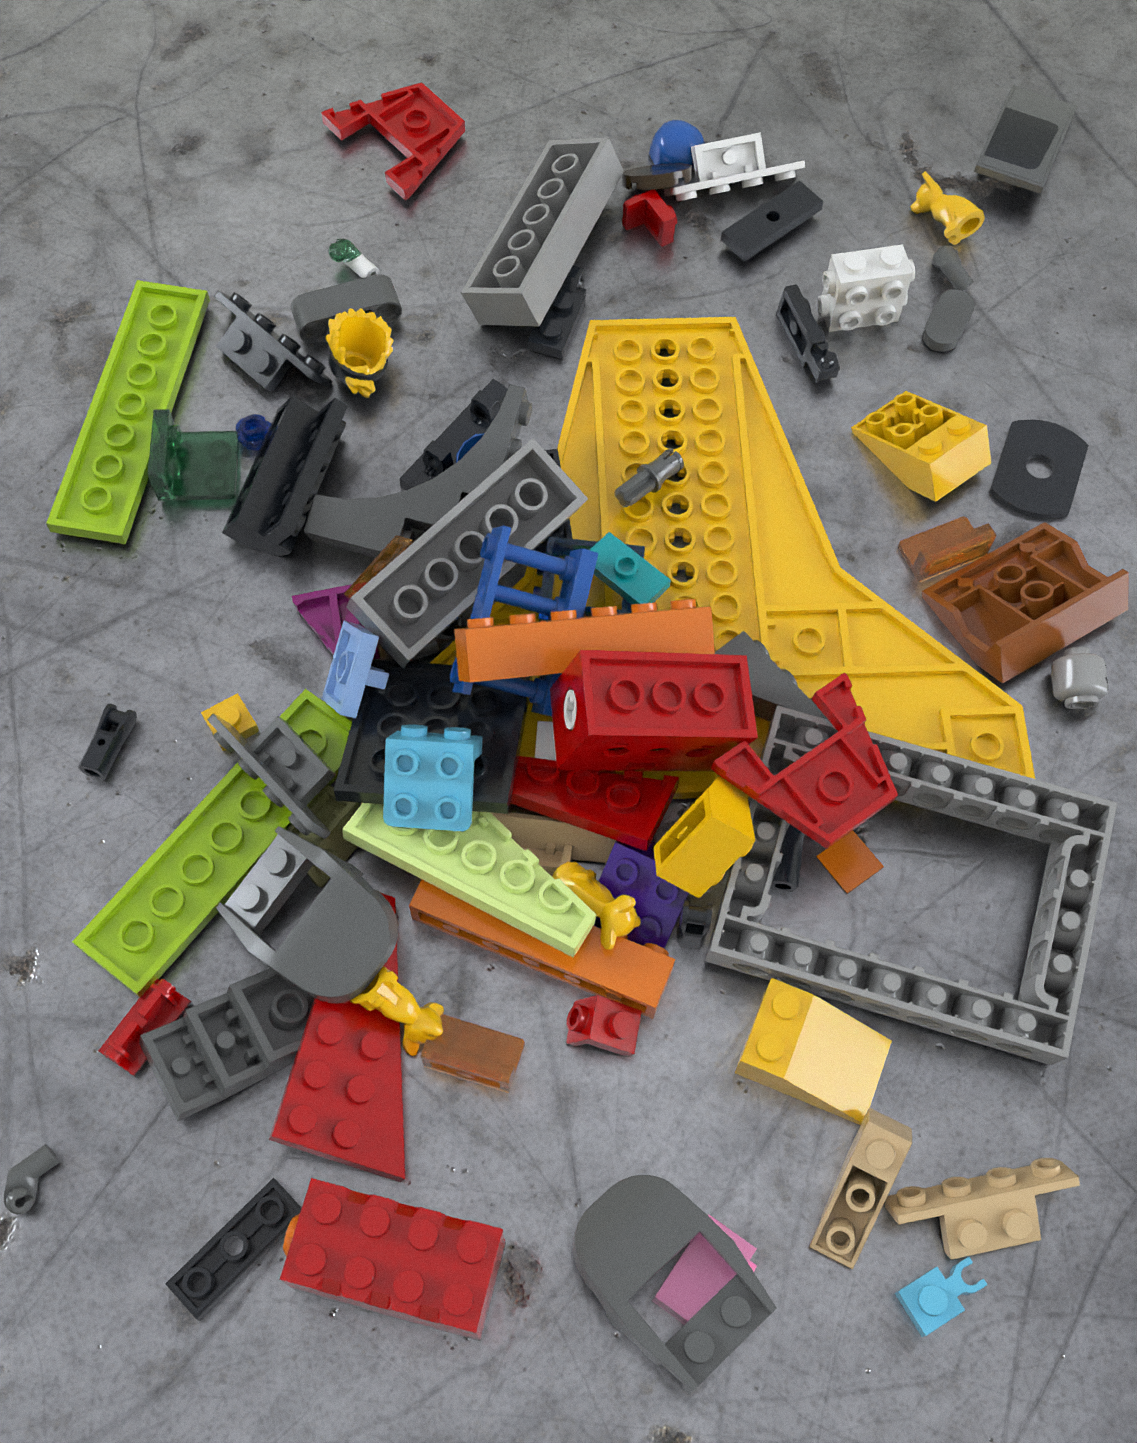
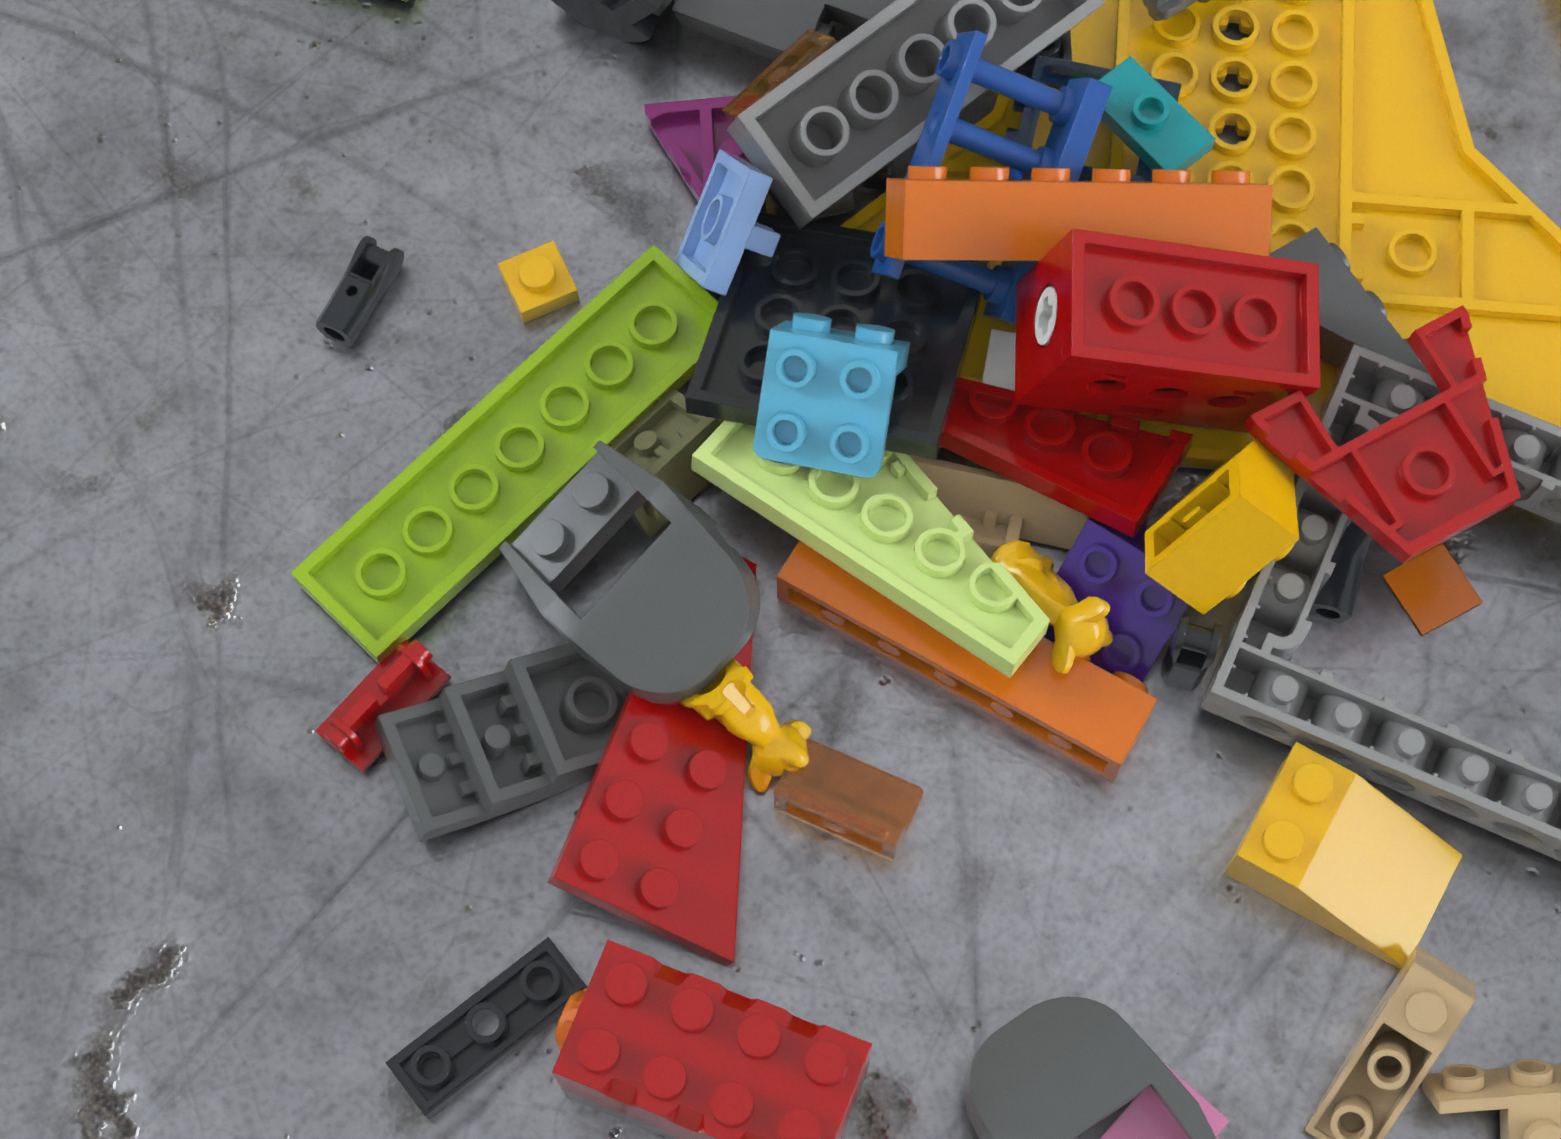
camera: 10 degrees right, 5 degrees up
(24, 1178) = (200, 894): dark grey arm -> none
(285, 765) = (616, 351): dark grey bracket -> none
(603, 1025) = (1041, 781): red bracket -> none

